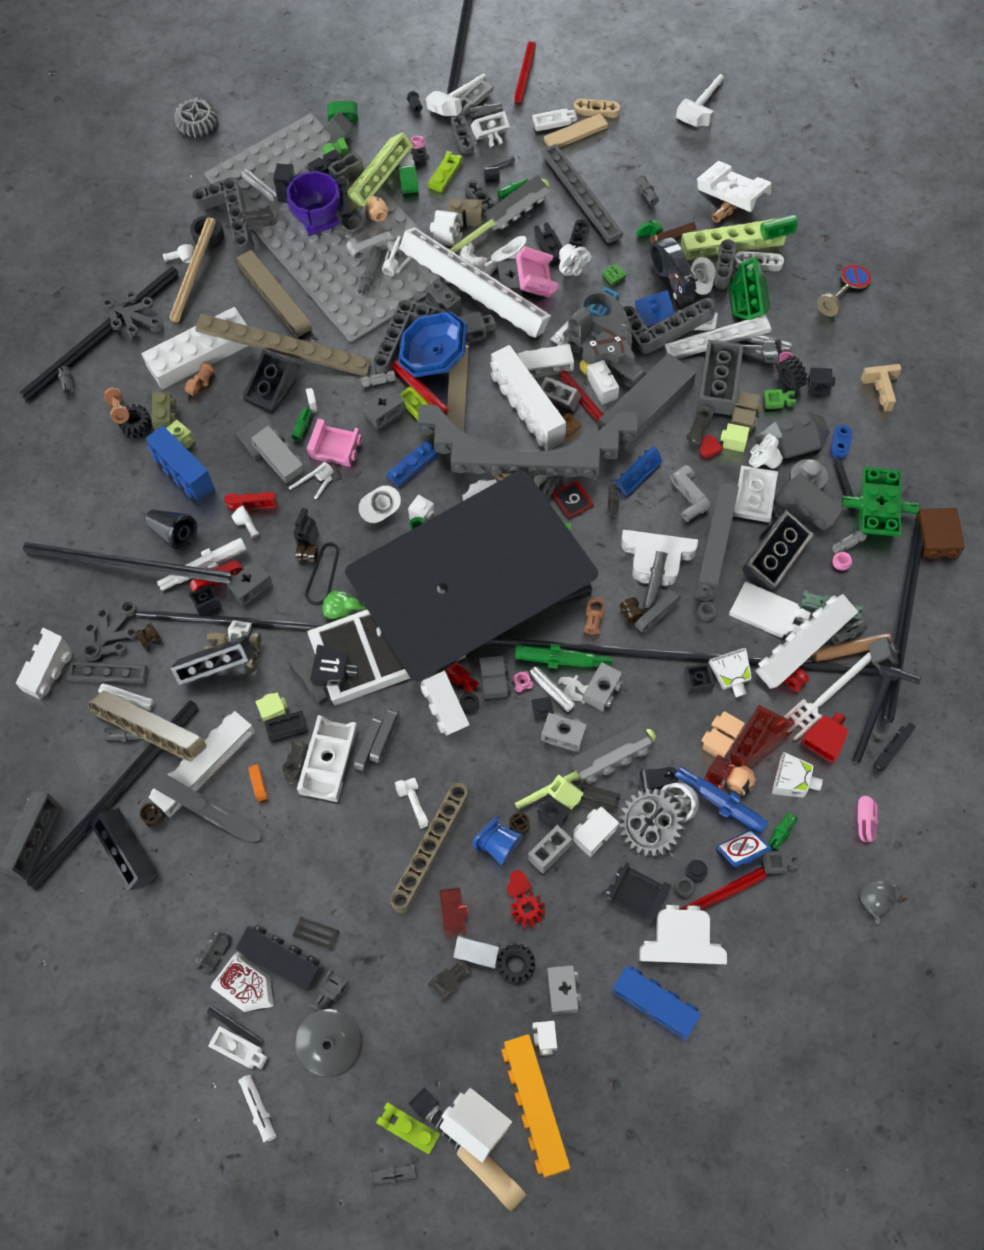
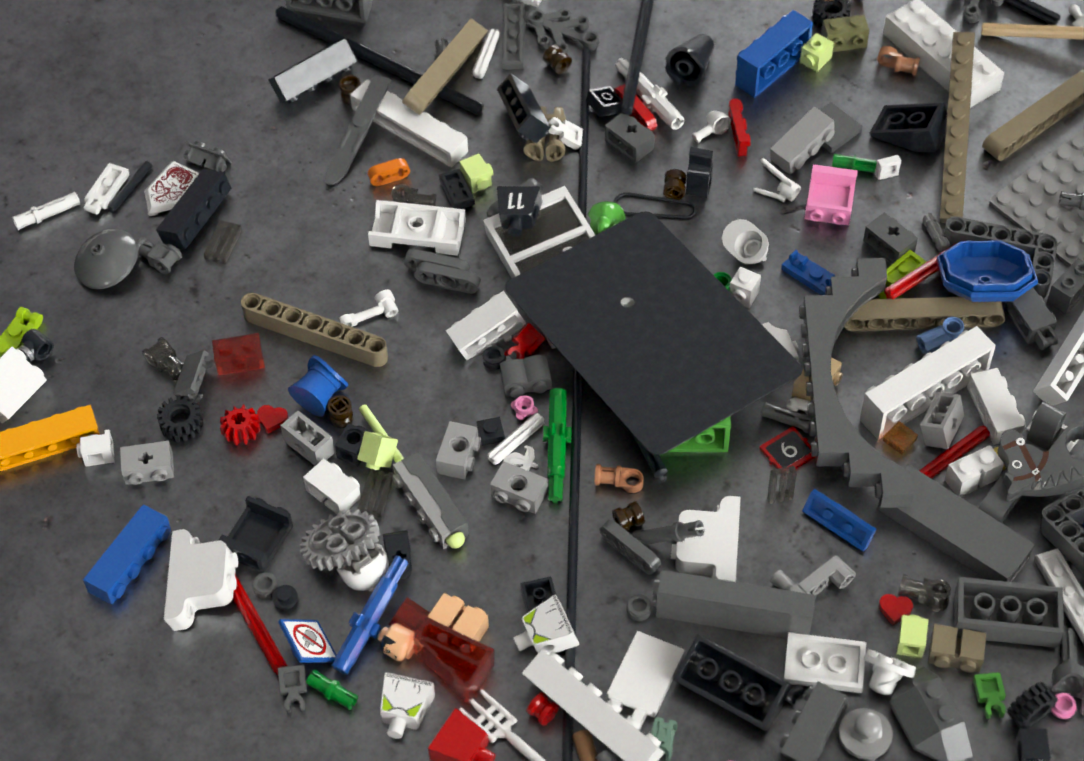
camera: 85 degrees right, 10 degrees down
(480, 386) = (934, 338): none -> medium blue piece

